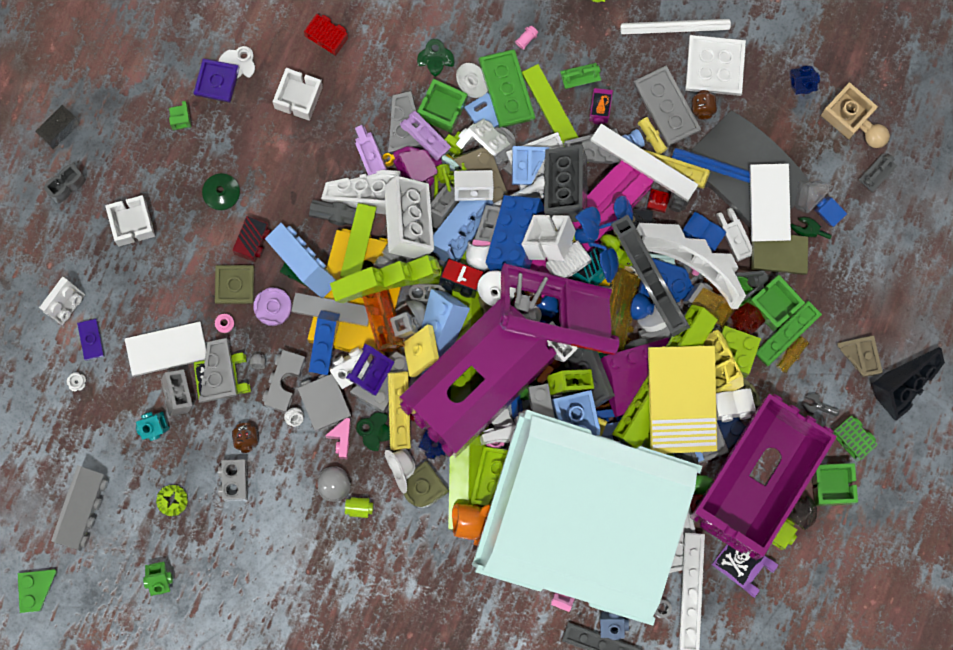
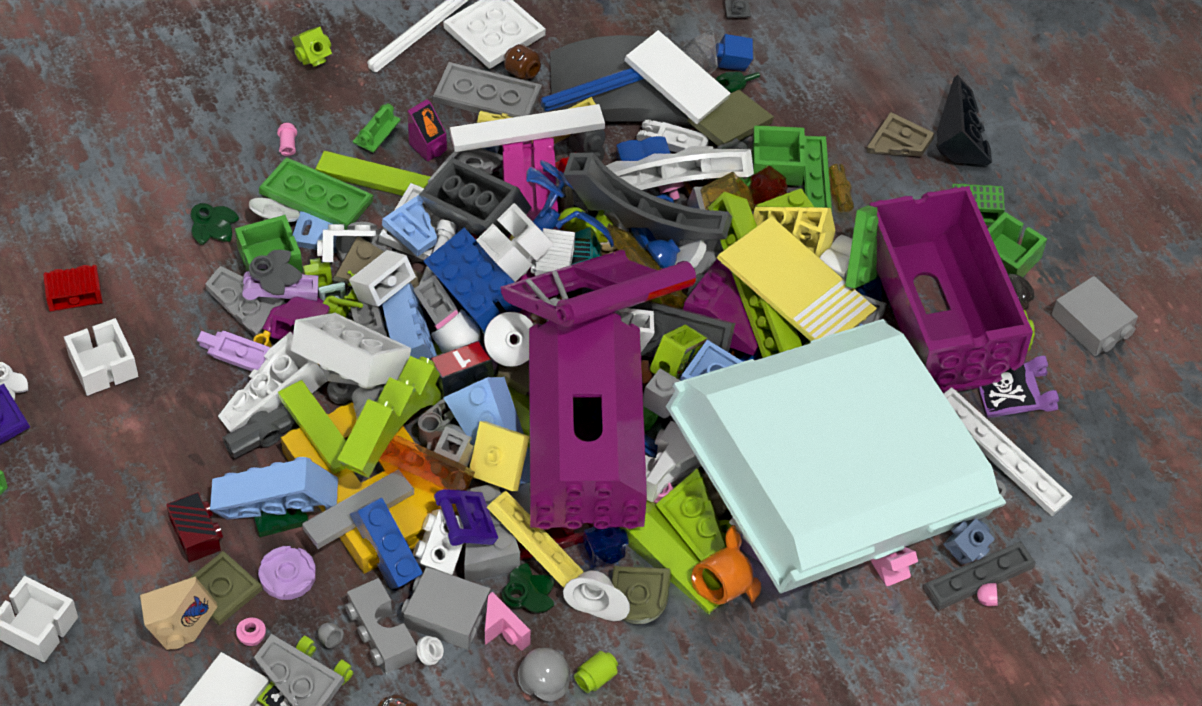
camera: 45 degrees left, 25 degrees down
(191, 284) = (177, 612): none -> tan slope
(223, 200) = (111, 526): dark green dish -> none
(428, 129) = (277, 271): none -> dark grey plate
(738, 416) = (864, 248): none -> bright green wing
(836, 568) = (1095, 316): none -> light grey brick

